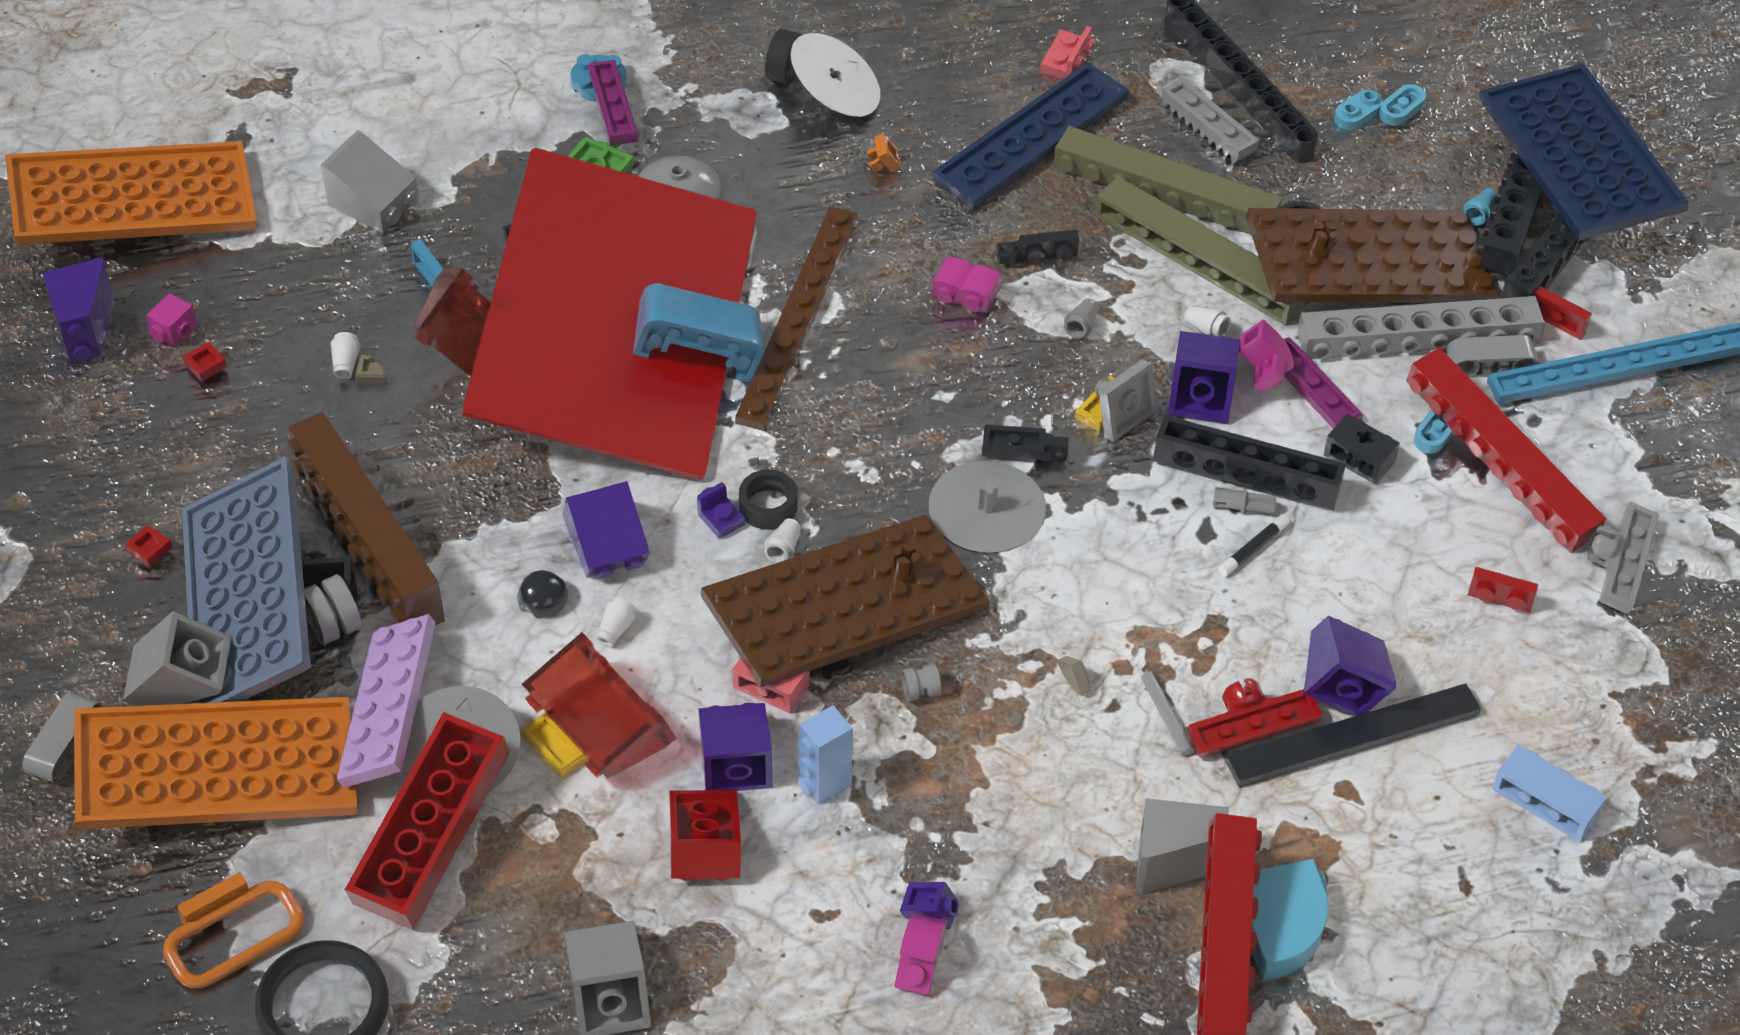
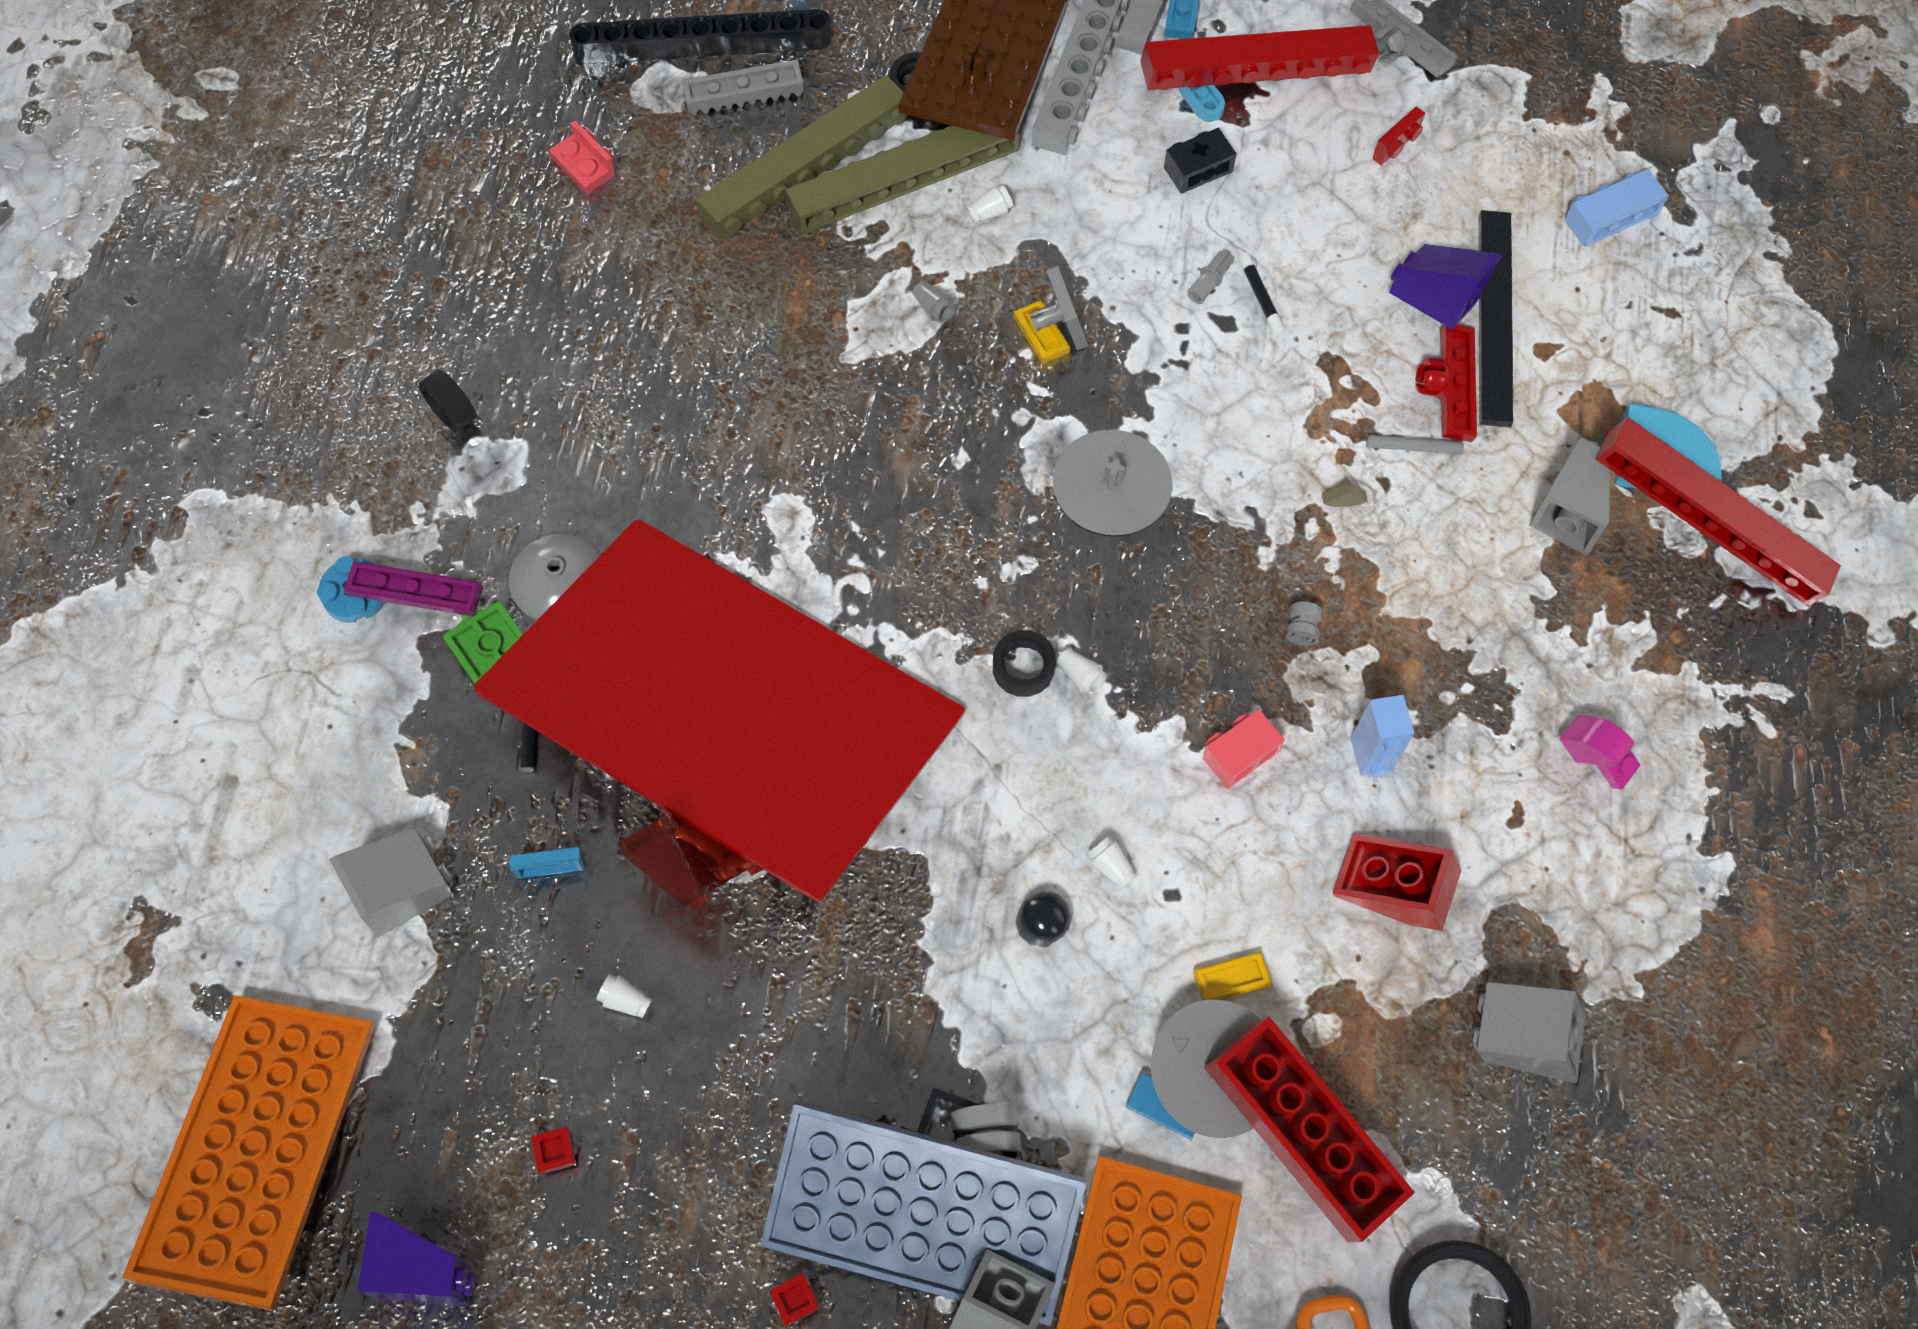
camera: 65 degrees left, 15 degrees up
(171, 320) = (475, 1167): dark pink brick -> none
(364, 521) = (887, 1057): reddish brown brick -> none
(369, 371) = (654, 978): dark tan tile -> none
(386, 701) = (1133, 1117): lavender plate -> none
(597, 709) = (1232, 919): clear red windscreen -> none
(606, 530) = (999, 825): dark purple slope -> none
(702, 324) = (791, 632): dark azure windscreen -> none
(719, 511) = (1017, 713): dark purple bracket -> none
(736, 747) = (1315, 811): dark purple slope -> none
(796, 319) = (799, 542): reddish brown plate -> none
(835, 74) = (503, 366): piece -> none
(843, 599) = (1186, 649): reddish brown plate -> none
(884, 154) = (629, 370): orange tile -> none
(931, 900) = (1548, 722): dark purple bracket -> none
(966, 284) = (843, 377): dark pink brick -> none
(1023, 443) = (1060, 419): black hinge -> none
(1029, 135) = (675, 239): dark blue plate -> none
(1039, 247) = (828, 299): black hinge -> none
(1204, 377) = (1060, 233): dark purple slope -> none
(1249, 462) = (1180, 250): black brick -> none
(1267, 353) = (1068, 177): dark pink brick -> none
(1318, 388) = (1101, 162): magenta tile -> none

